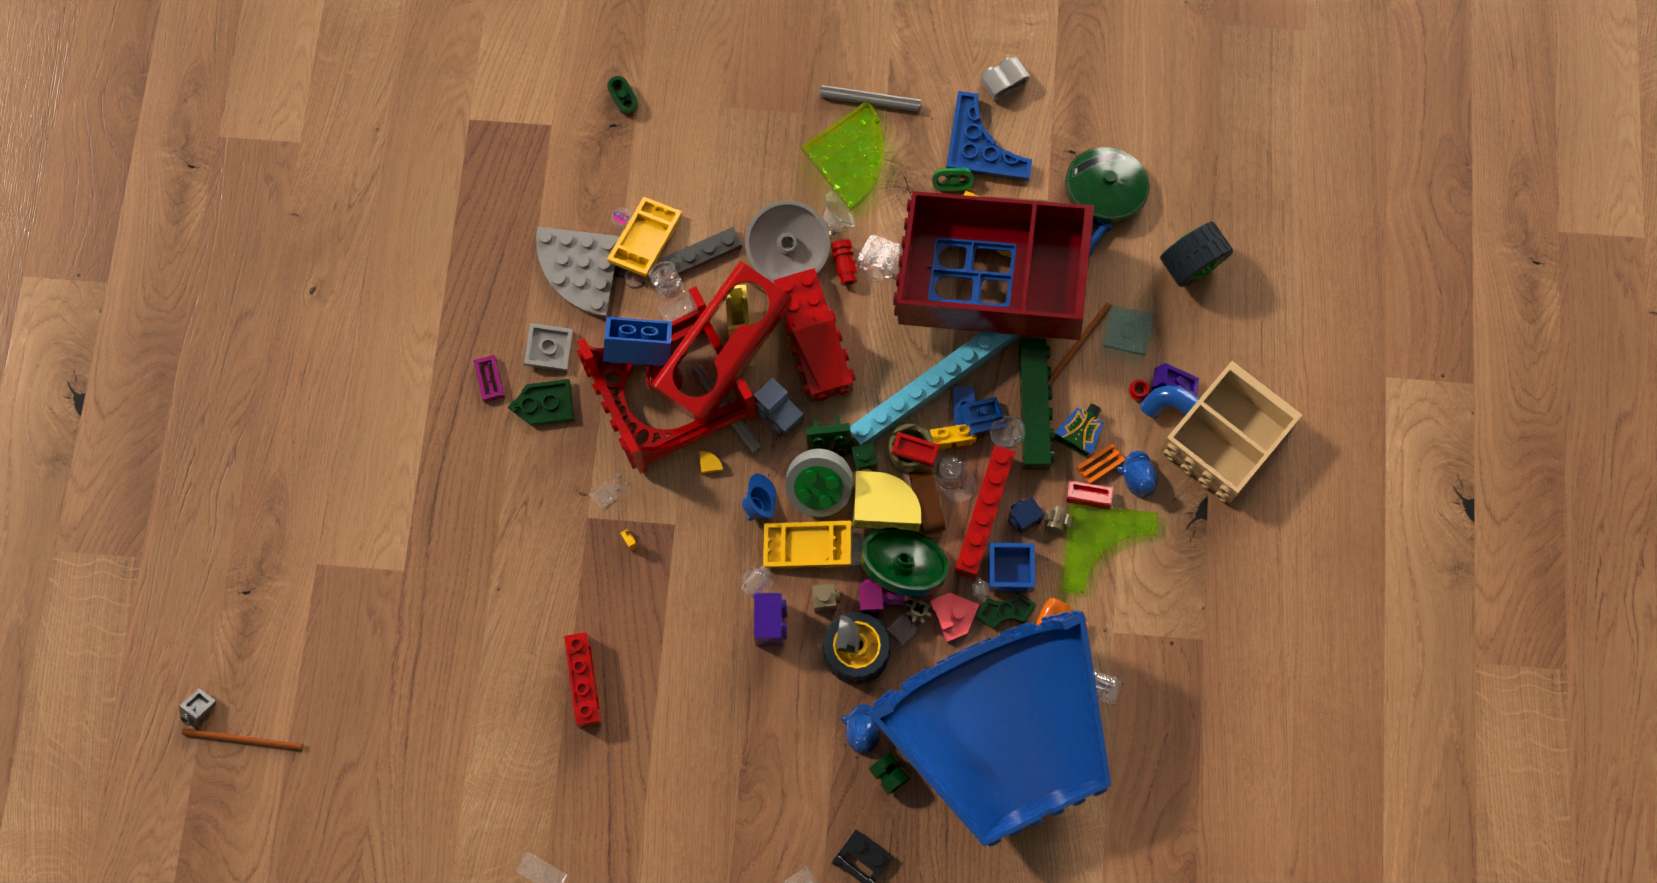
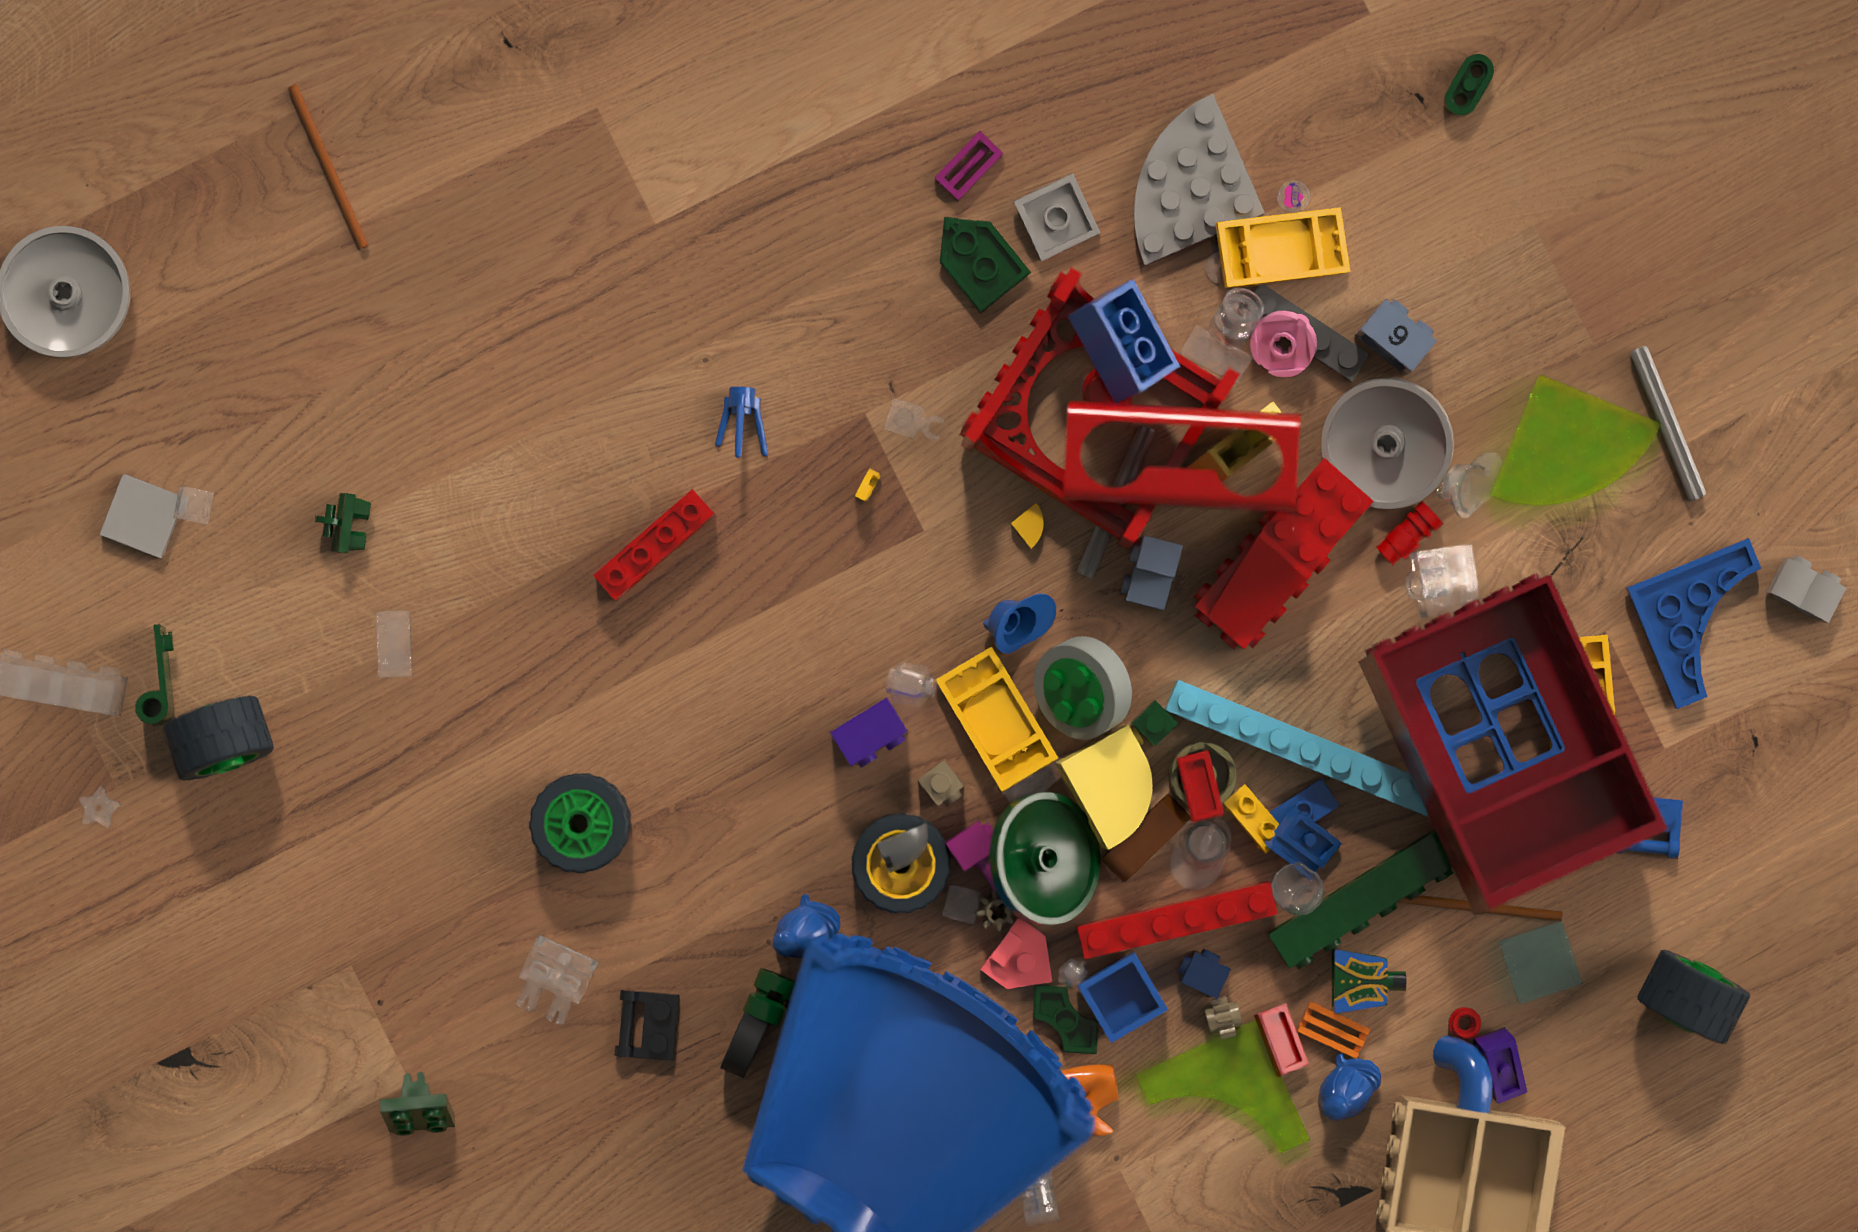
camera: 50 degrees right, 15 degrees up
(195, 708) = (329, 84): dark grey bracket -> none
(447, 858) = (347, 509): none -> dark green hips
(535, 581) = (741, 402): none -> blue plant
(705, 808) = (554, 829): none -> wheel
(708, 261) = (1272, 357): none -> bright pink plate
(731, 204) = (1396, 336): none -> sand blue brick
(830, 437) = (1148, 664): dark green plate -> none
(908, 805) = (744, 1045): none -> black tyre
(952, 180) = (1614, 606): green plate -> none
(1109, 182) = (1730, 818): dark green dish -> none

